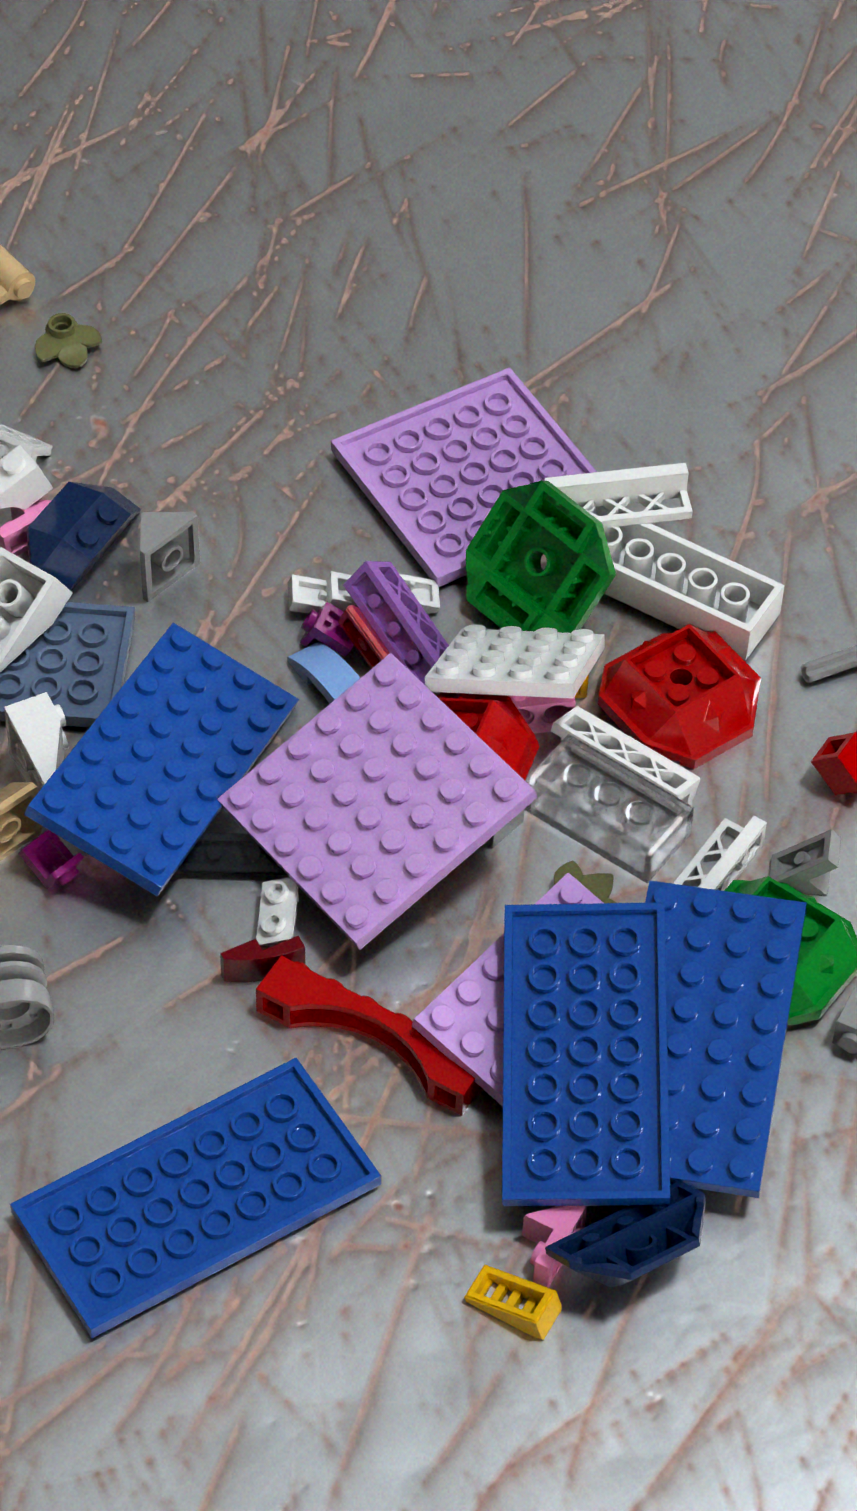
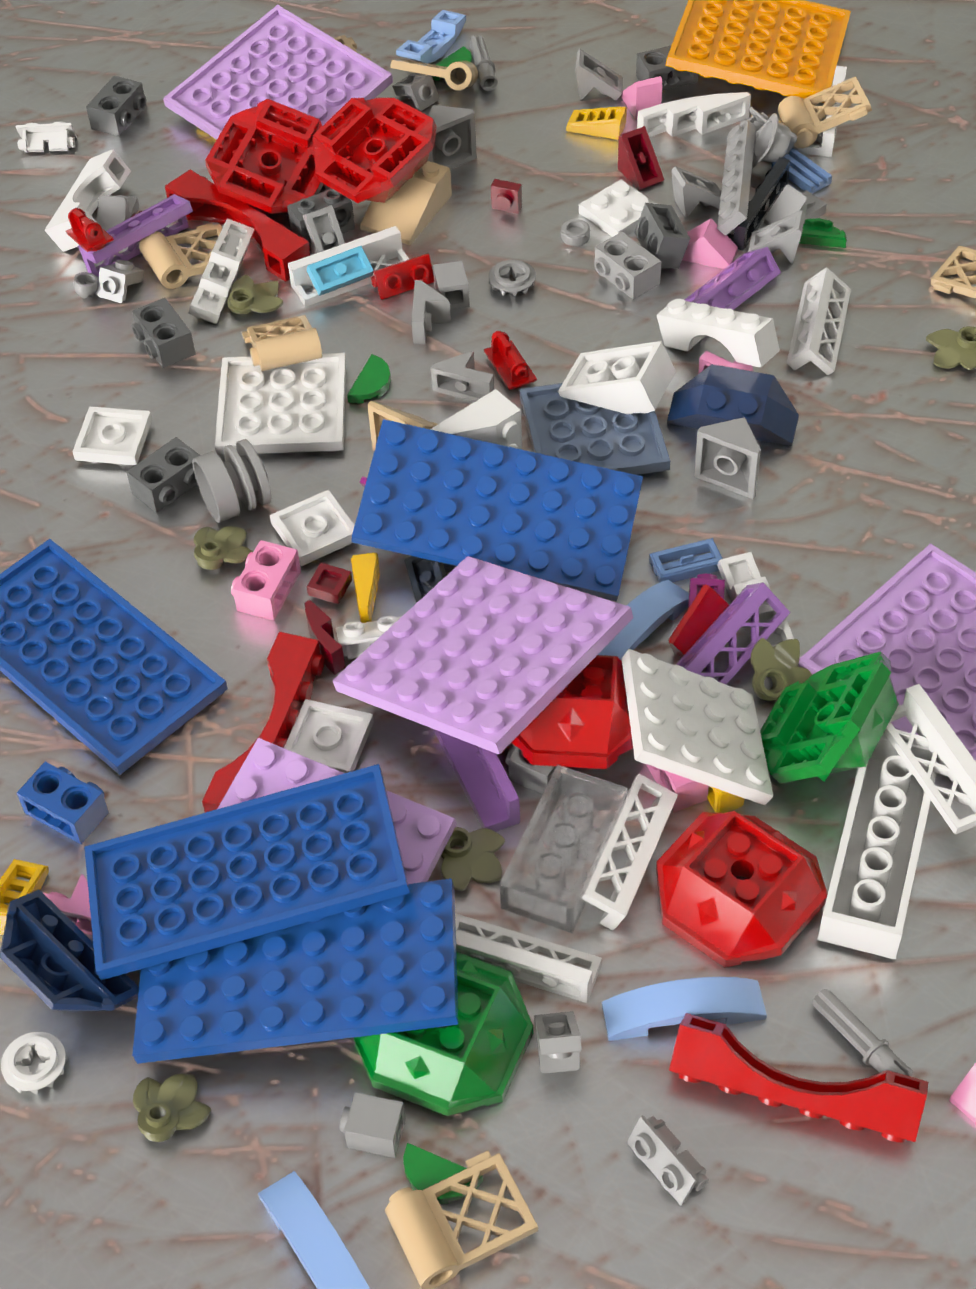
camera: 80 degrees right, 0 degrees up
(82, 1039) = (220, 546): none -> olive plate
(94, 942) = (314, 527): none -> white plate
(162, 993) = (266, 580): none -> bright pink brick
(184, 943) = (329, 583): none -> dark red plate
(207, 910) = (366, 579): none -> yellow slope
(269, 657) = (688, 565): none -> medium blue tile
(402, 977) = (330, 734): none -> white plate
(417, 1239) = (54, 799): none -> blue brick
(445, 598) = (777, 663): none -> olive plate
(505, 865) = (483, 782): none -> medium lavender fence
(738, 1293) = (21, 1053): none -> white gear
(791, 776) = (668, 1002): none -> light blue slope
(796, 1188) = (168, 1106): none -> olive plate

